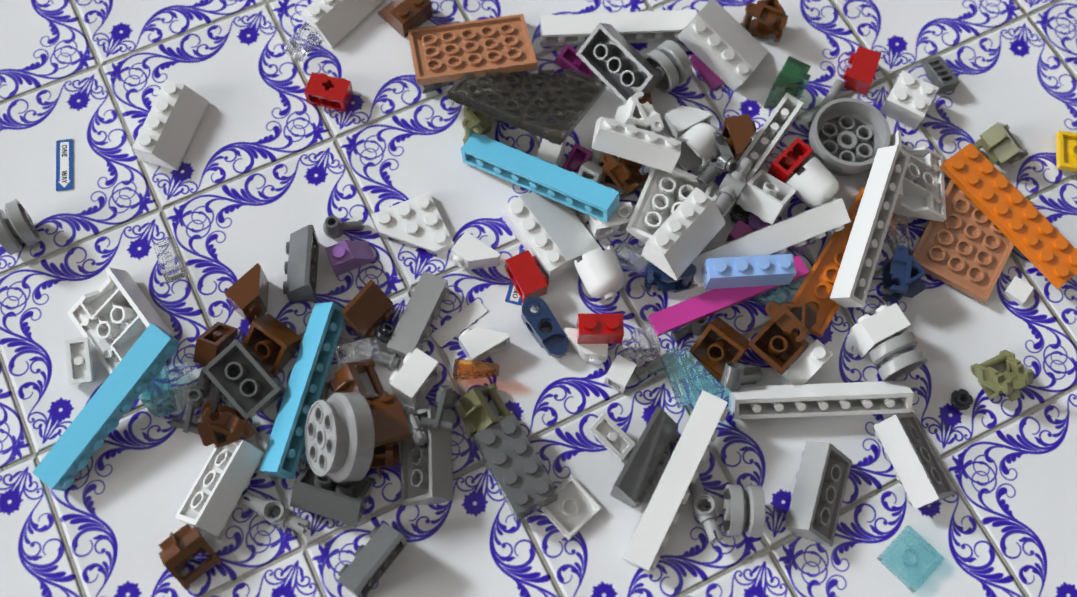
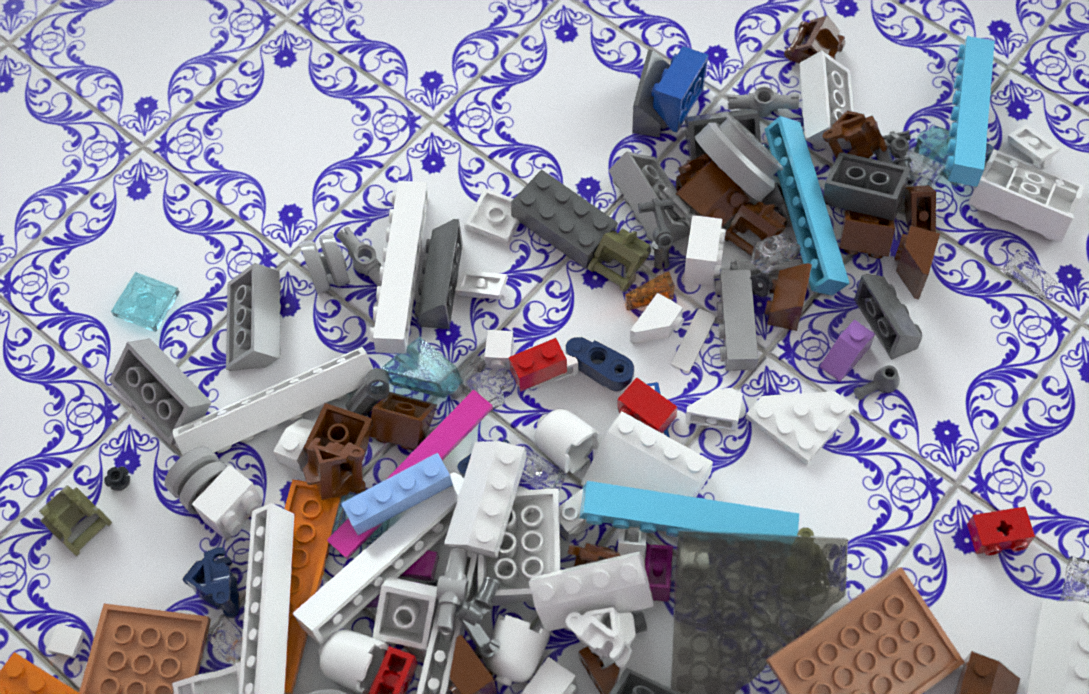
camera: 165 degrees right, 5 degrees down
(344, 549) = (680, 86): none -> blue slope

